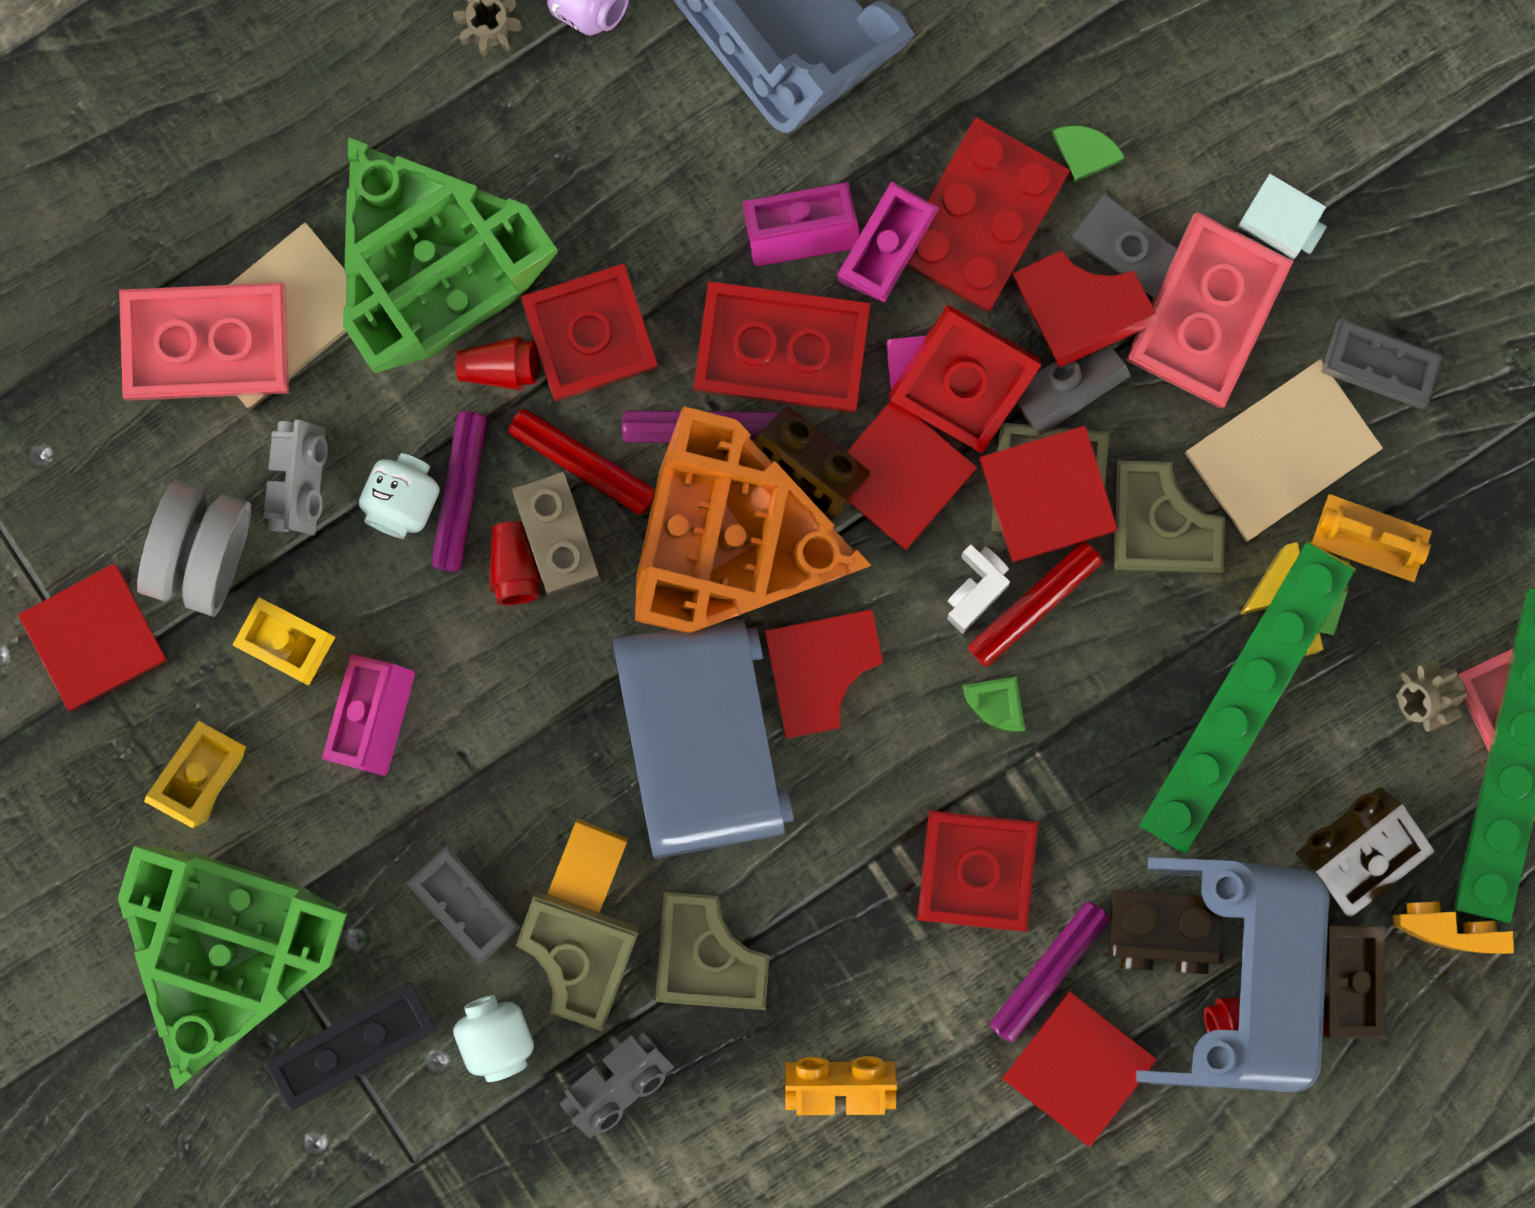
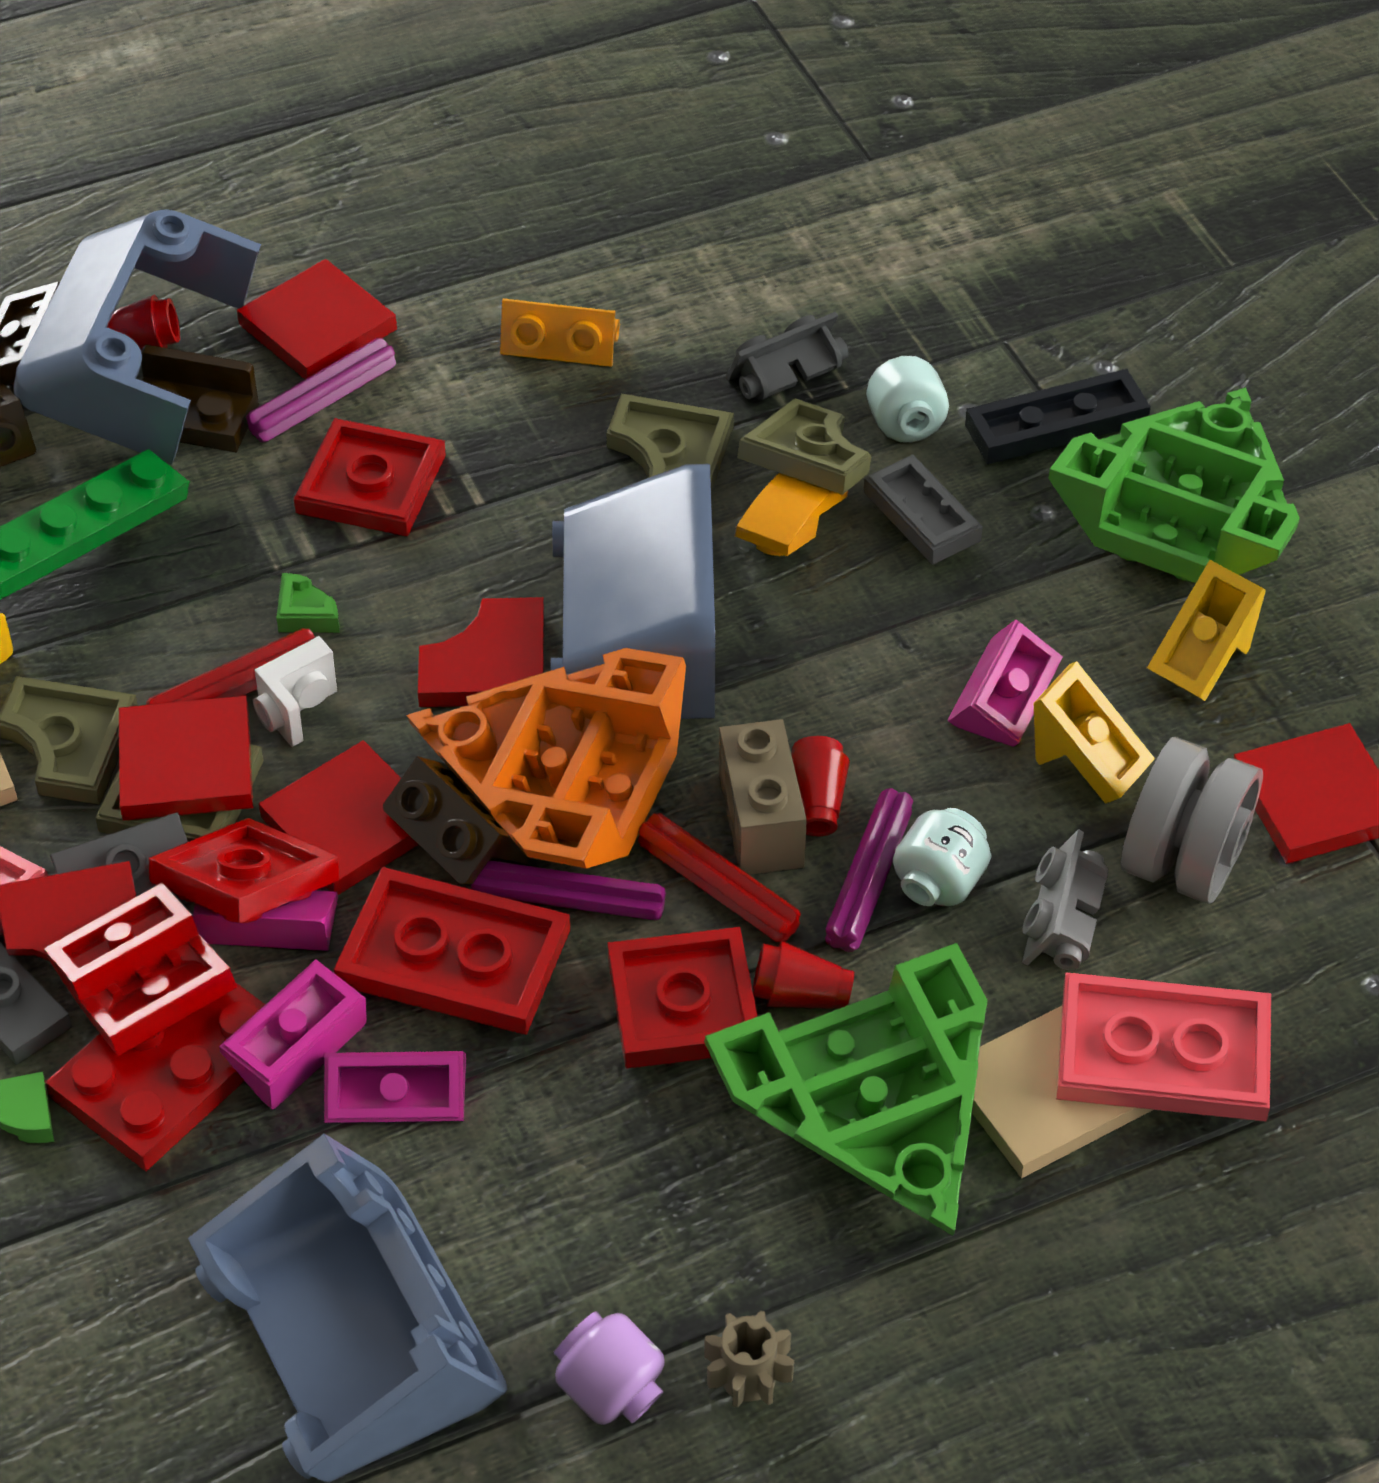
camera: 170 degrees left, 35 degrees down
(1020, 267) = (140, 968): none -> red slope

